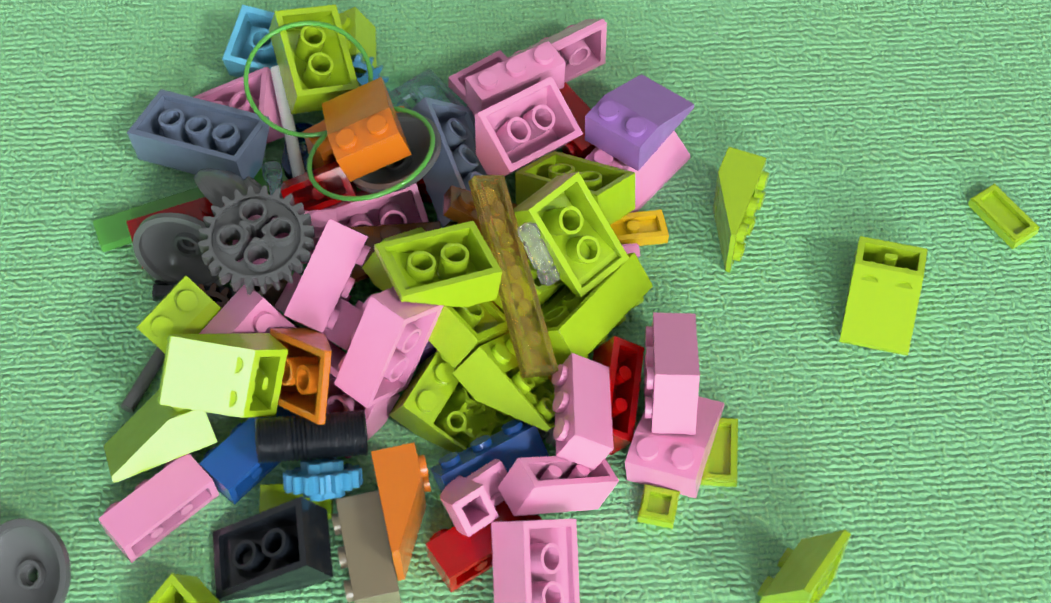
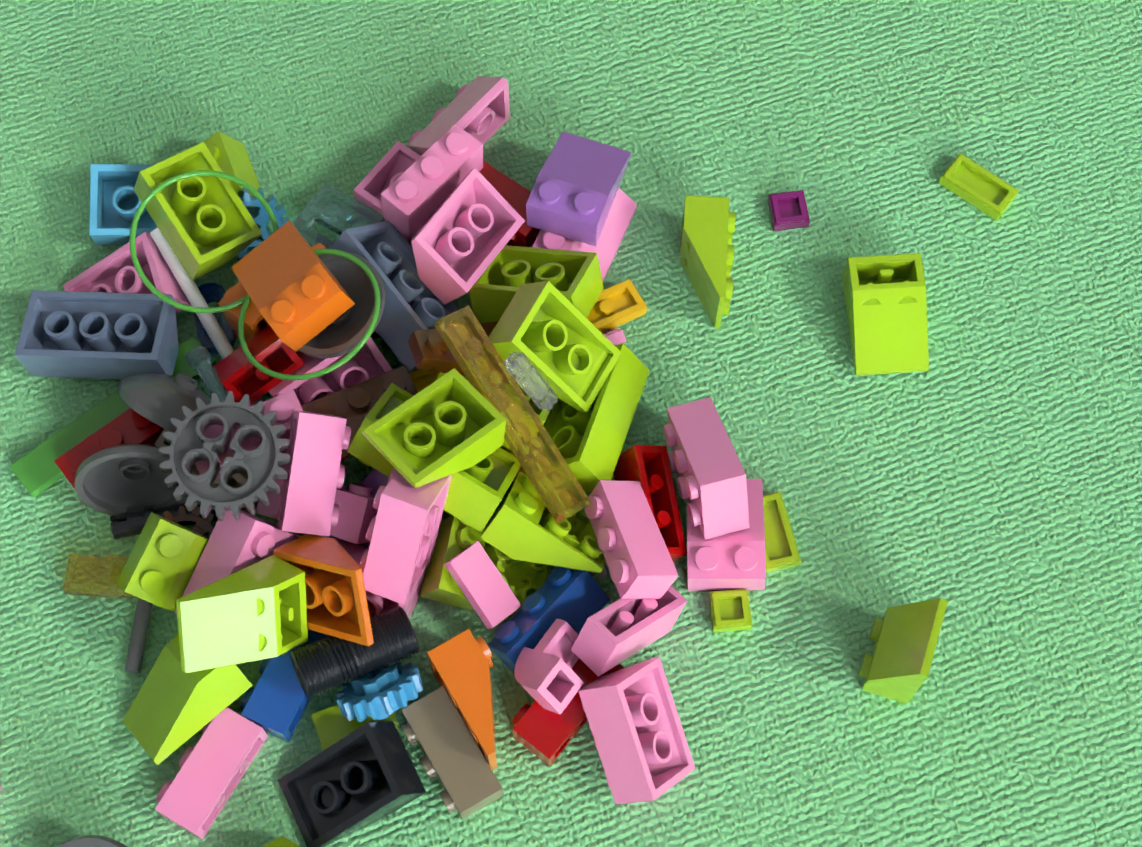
camera: 20 degrees left, 10 degrees up
(120, 325) = (95, 576): none -> clear yellow slope
(441, 414) = (483, 585): none -> bright pink tile
(823, 192) = (788, 210): none -> magenta tile

